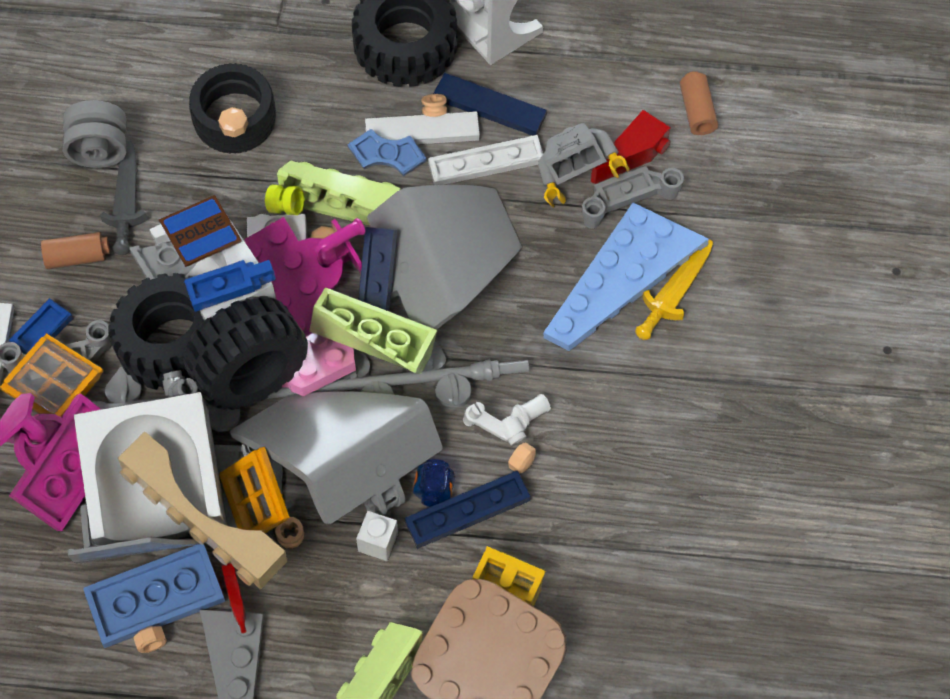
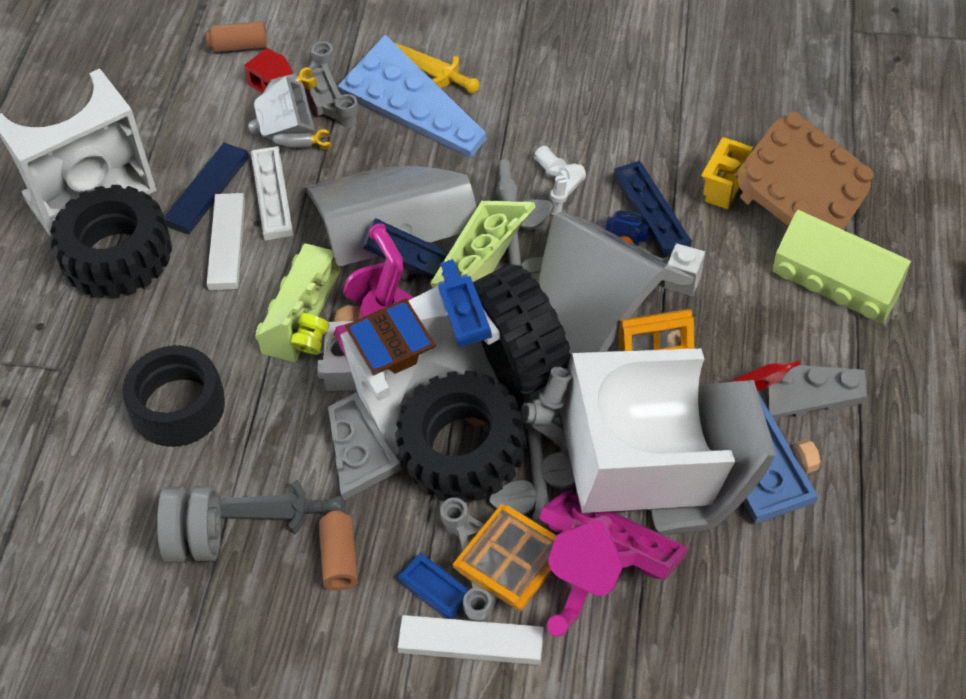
camera: 85 degrees left, 10 degrees down
(233, 122) = (207, 374): light nougat tile -> none
(247, 550) = (650, 411): tan arch -> none
(374, 150) = (248, 274): medium blue tile -> none
(434, 105) = (202, 225): light nougat bush -> none
(522, 458) = (600, 167): light nougat tile -> none

